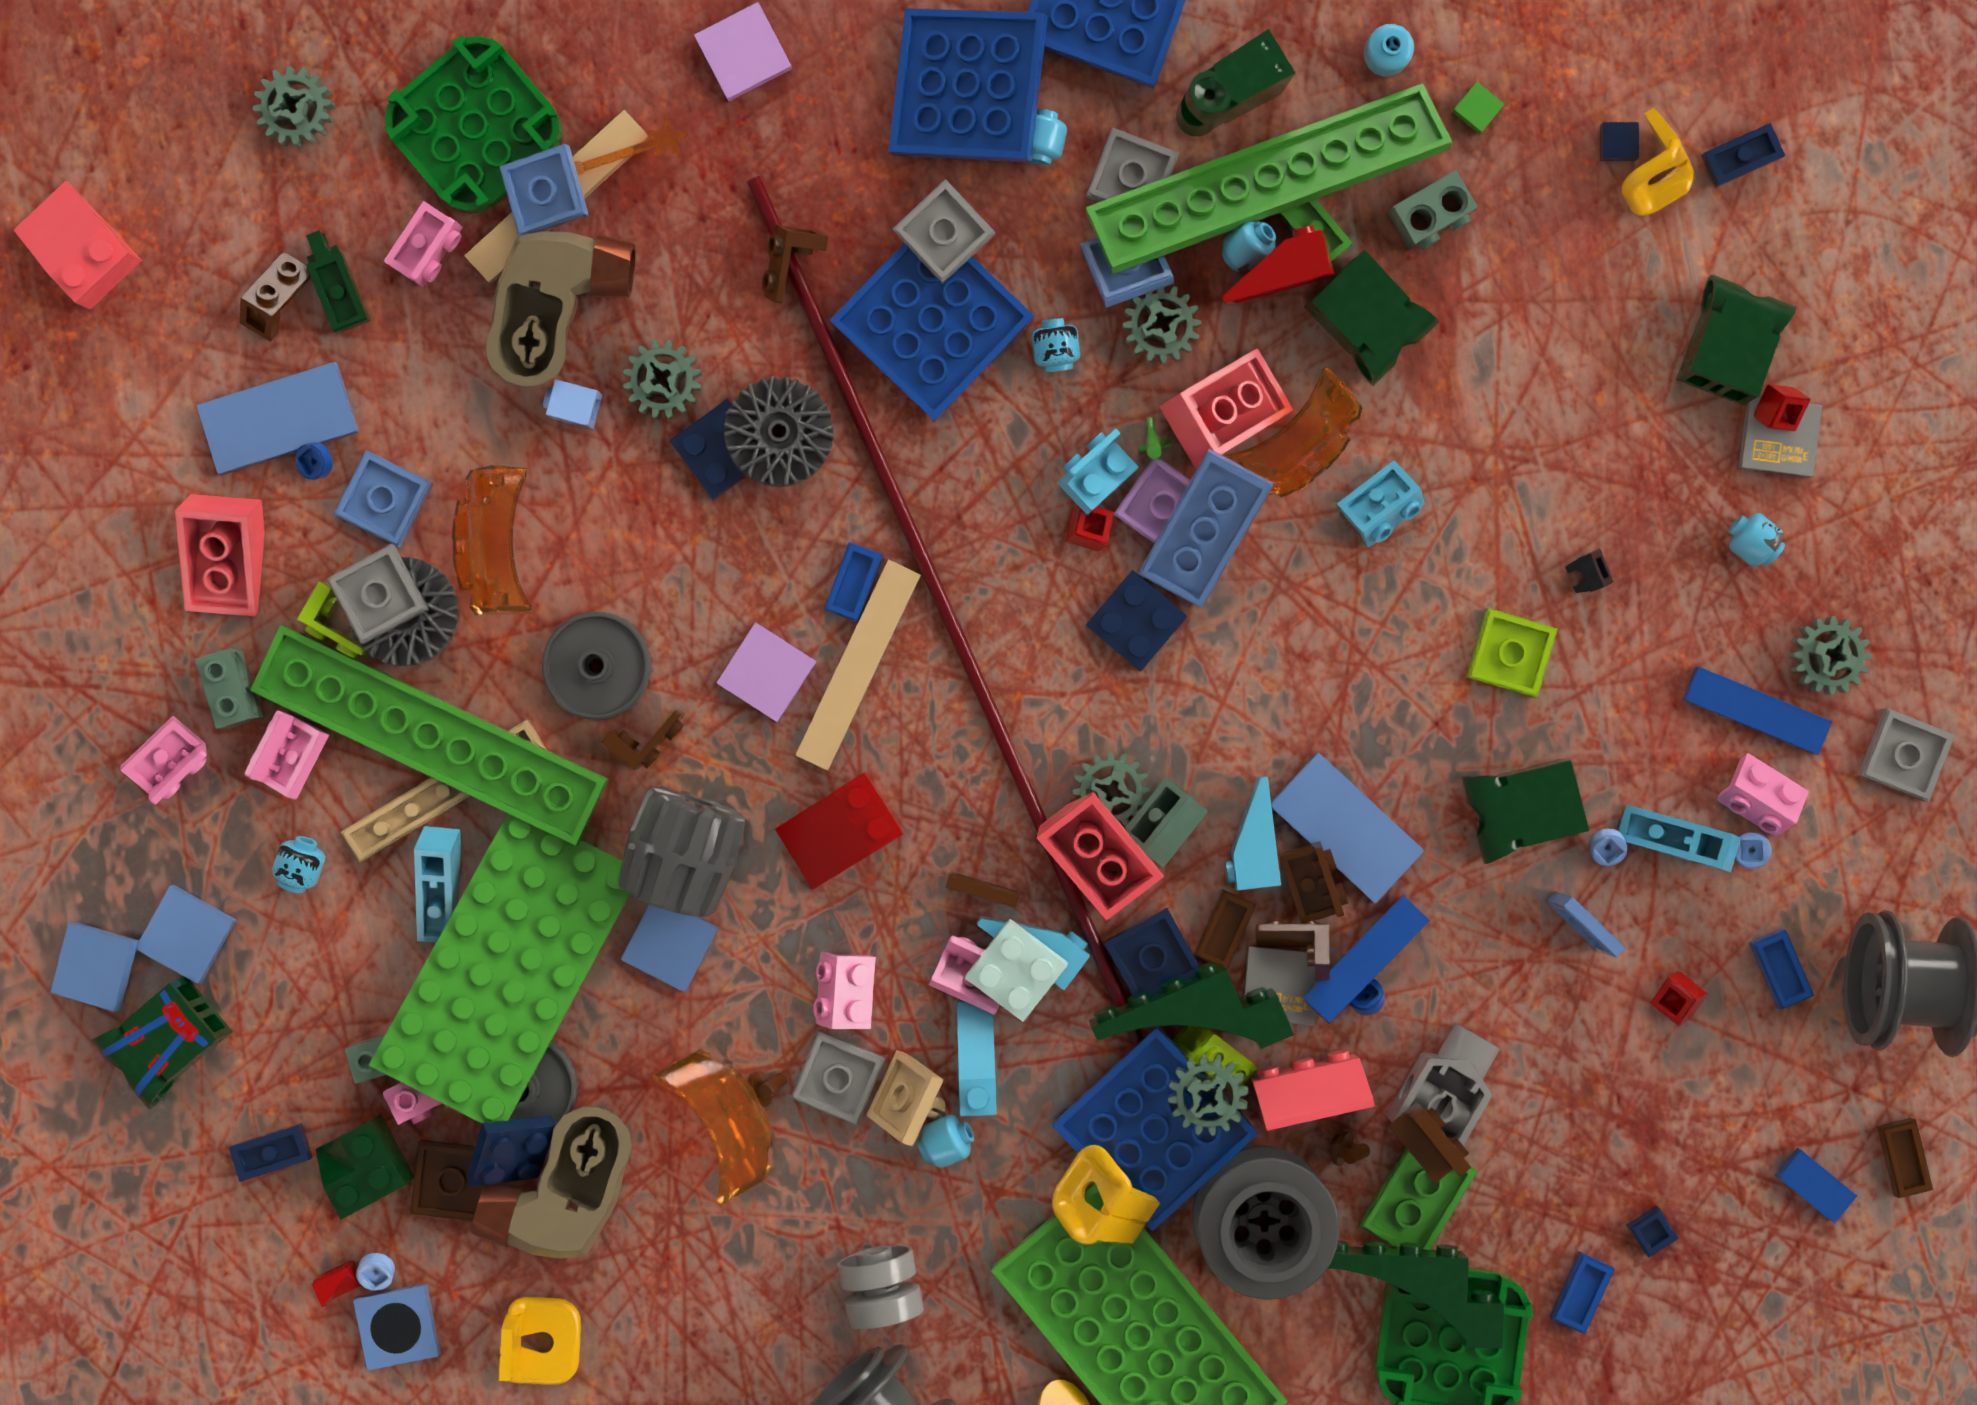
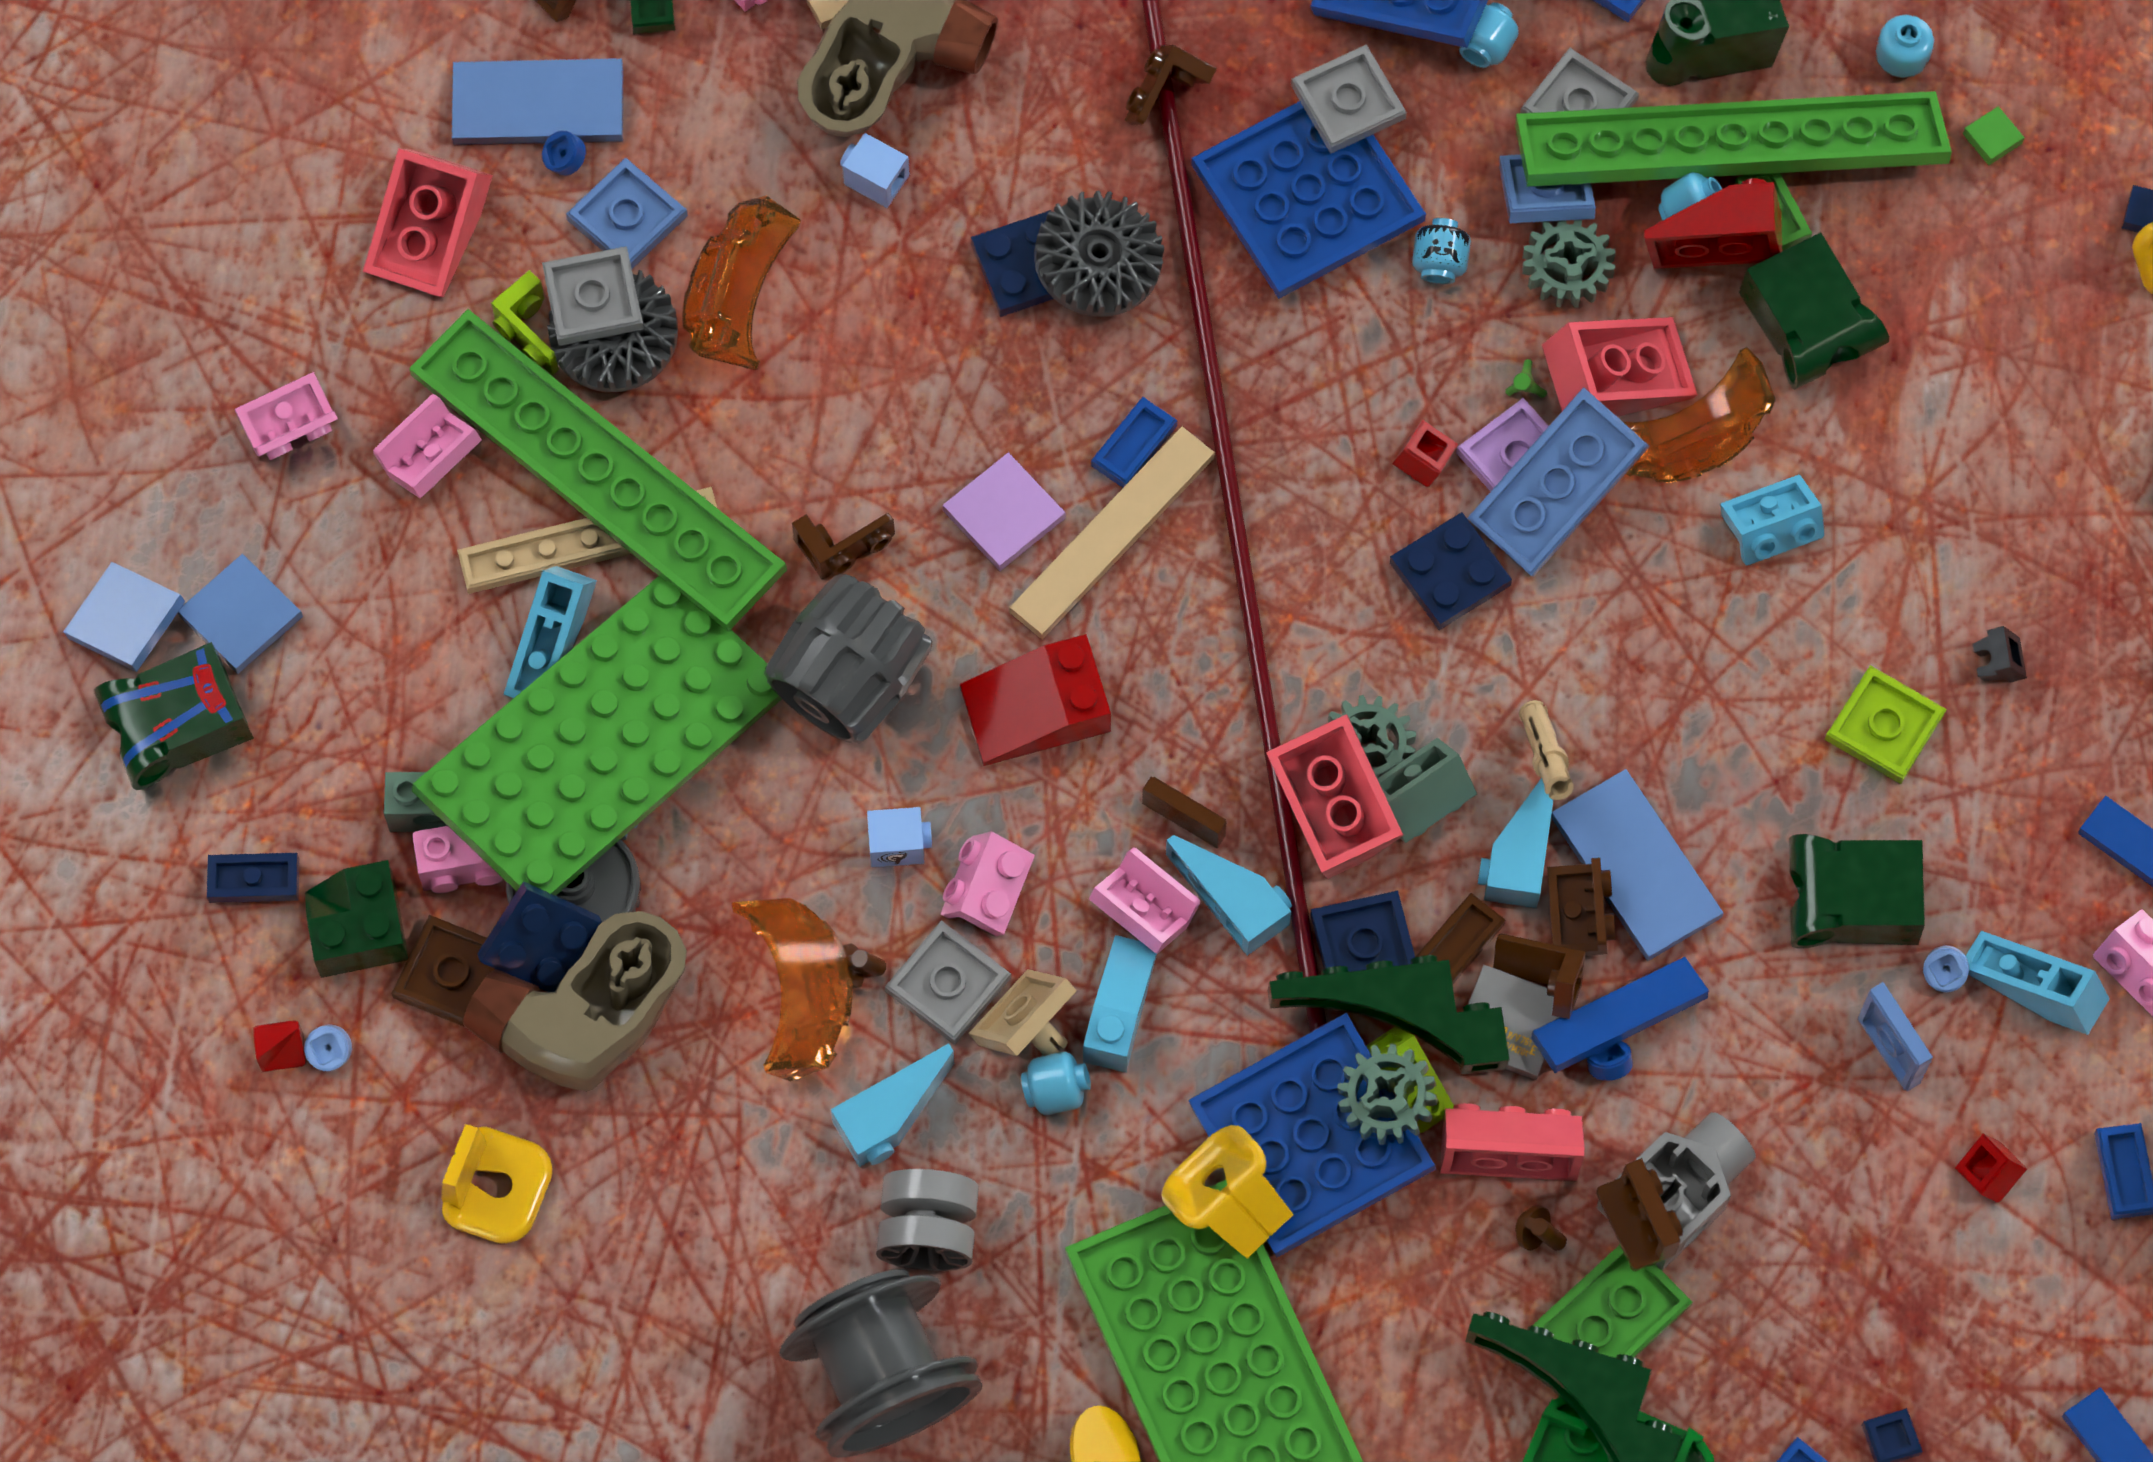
camera: 15 degrees right, 20 degrees down
(228, 688) = (386, 359): sand green brick -> none
(298, 864) = (398, 568): medium azure head -> none
(397, 1326) = (330, 1120): medium blue tile -> none
(569, 662) = (818, 475): dark grey wheel -> none
(648, 389) = (971, 184): sand green gear -> none
(670, 946) = (797, 776): medium blue tile -> none
(764, 975) = (897, 837): none -> light blue brick
(820, 1203) = (884, 1113): none -> medium azure slope
(1016, 970) = (1198, 900): light aqua plate -> none
(1098, 473) = (1450, 392): medium azure bracket -> none
(1261, 776) = (1549, 759): none -> tan pin
(1289, 1262) = (1401, 1315): dark grey wheel -> none
(1429, 206) = (1908, 215): sand green brick -> none
(1753, 850) = (2121, 1020): light blue tile -> none

